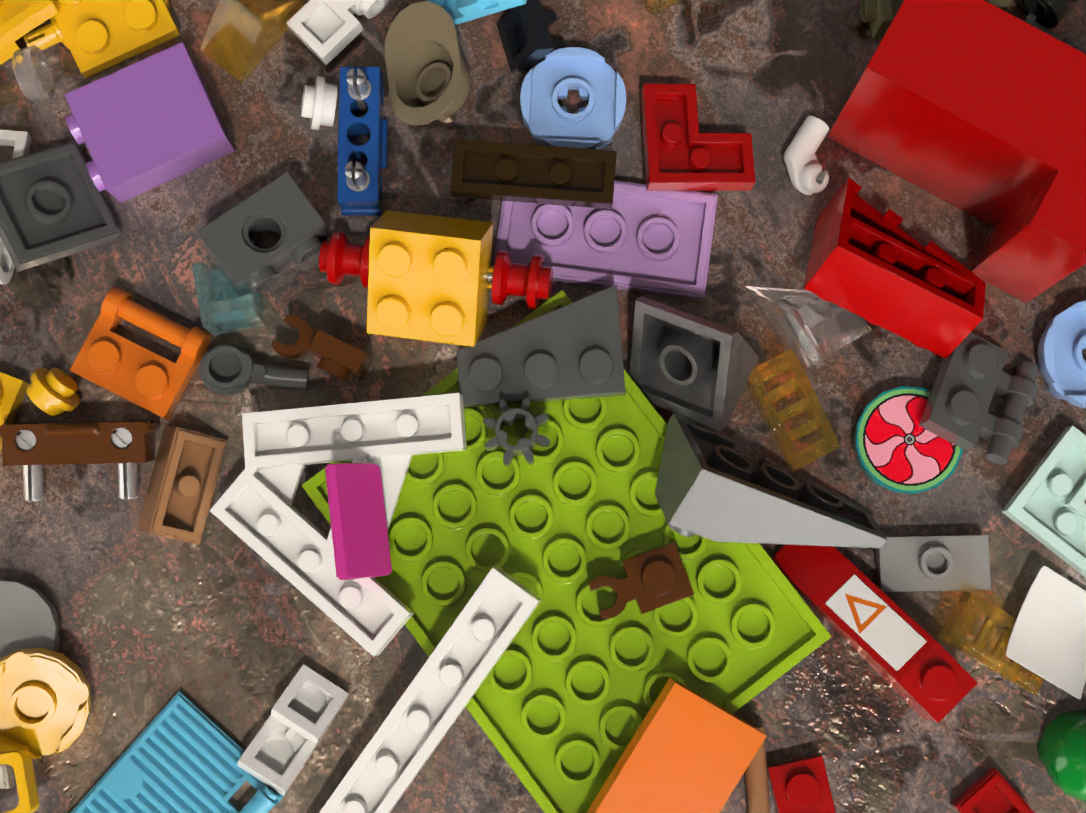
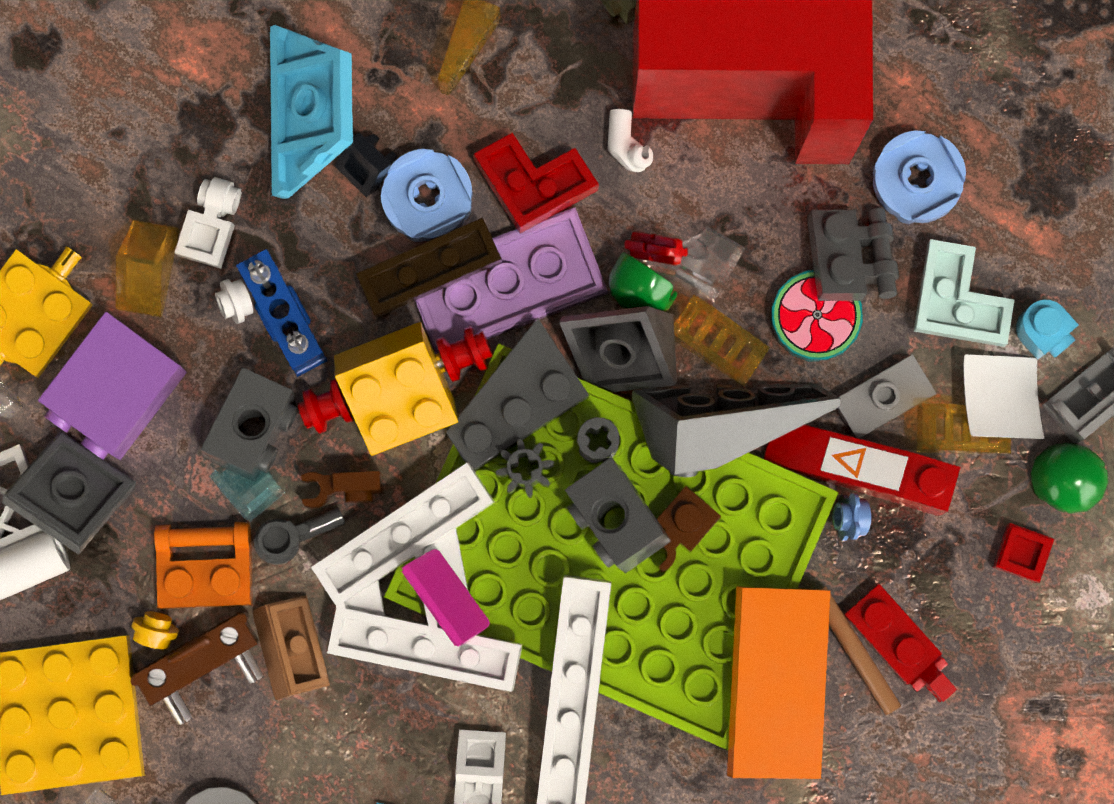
camera: 30 degrees left, 0 degrees up
(425, 65) = (300, 229): dark tan piece -> none
(598, 565) = (638, 534): none -> dark grey brick
(614, 428) = (594, 427): none -> dark grey bush
(739, 305) = (639, 286): none -> green hair
(779, 279) = (656, 248): none -> red piece
(831, 670) = (851, 517): none -> medium blue plate
(891, 278) = (737, 202): red wedge -> none

